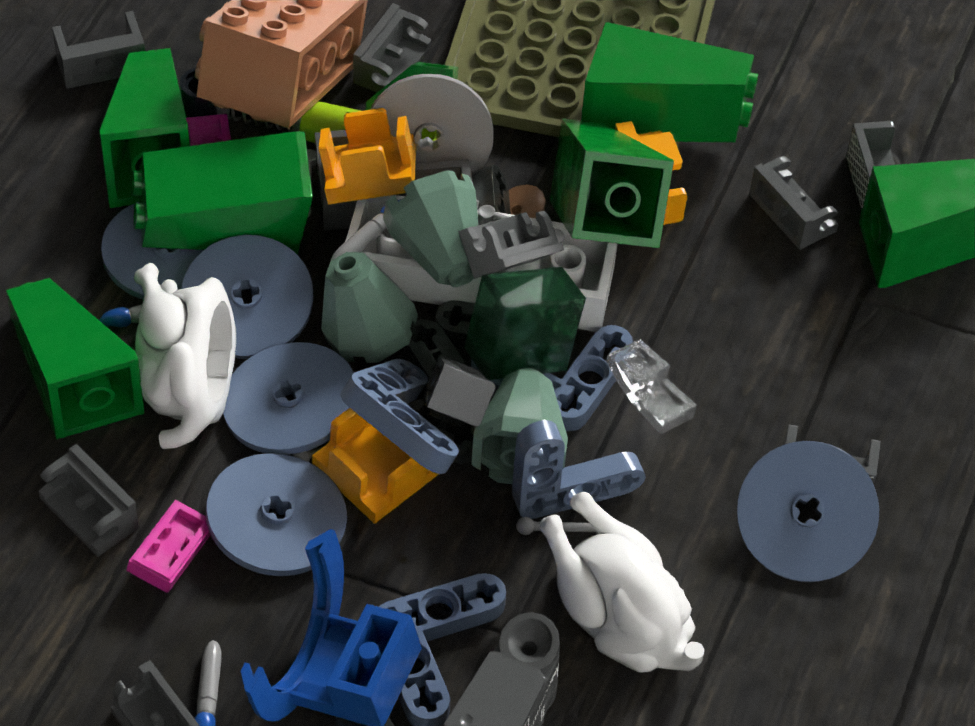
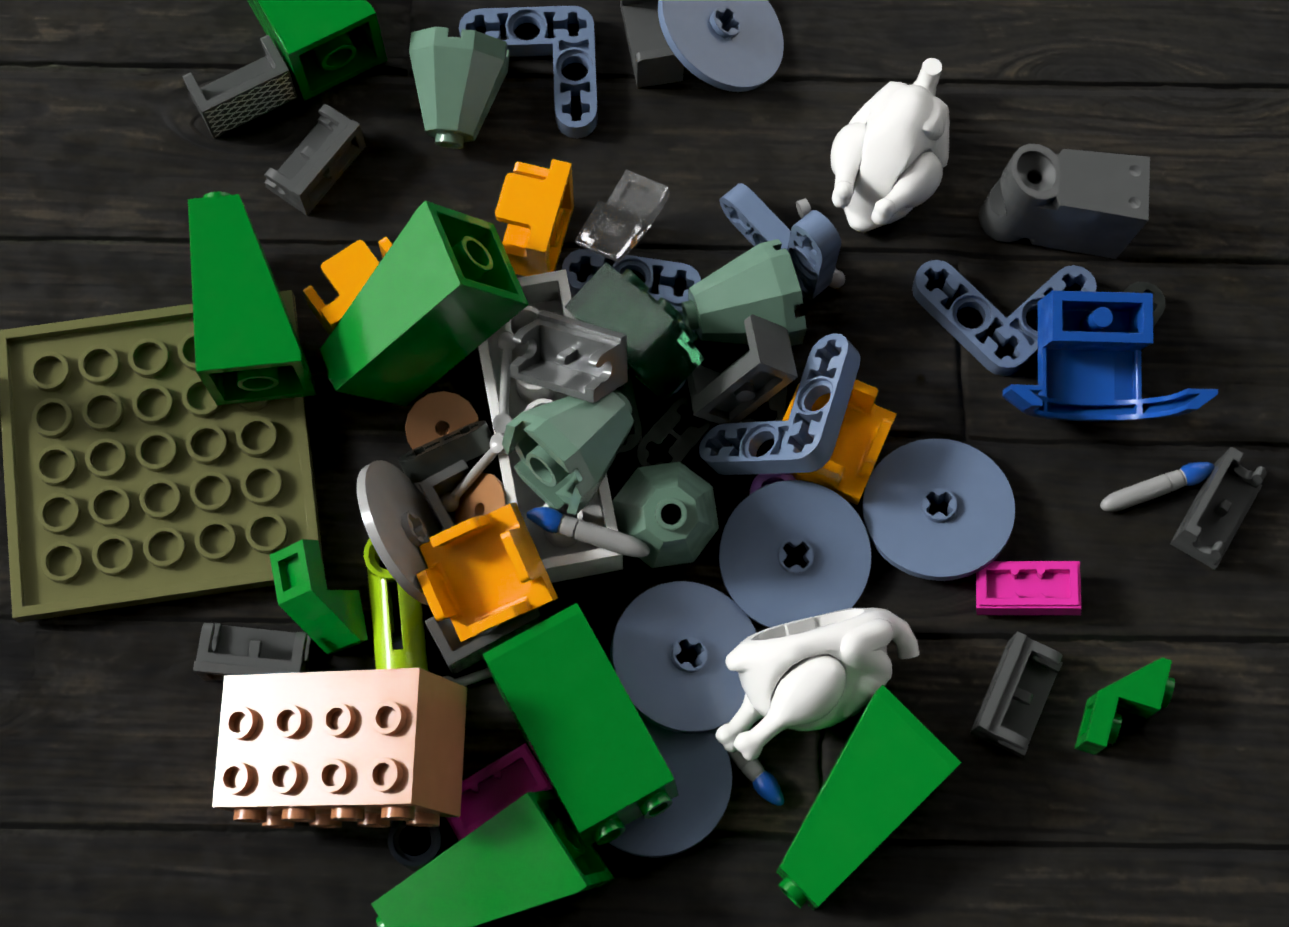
camera: 110 degrees left, 20 degrees up
(37, 579) = (1137, 693): none -> green slope
(656, 307) = (538, 212): none -> light orange panel
(825, 303) = (456, 81): none -> sand green cone
(837, 404) = (562, 47): none -> sand blue beam

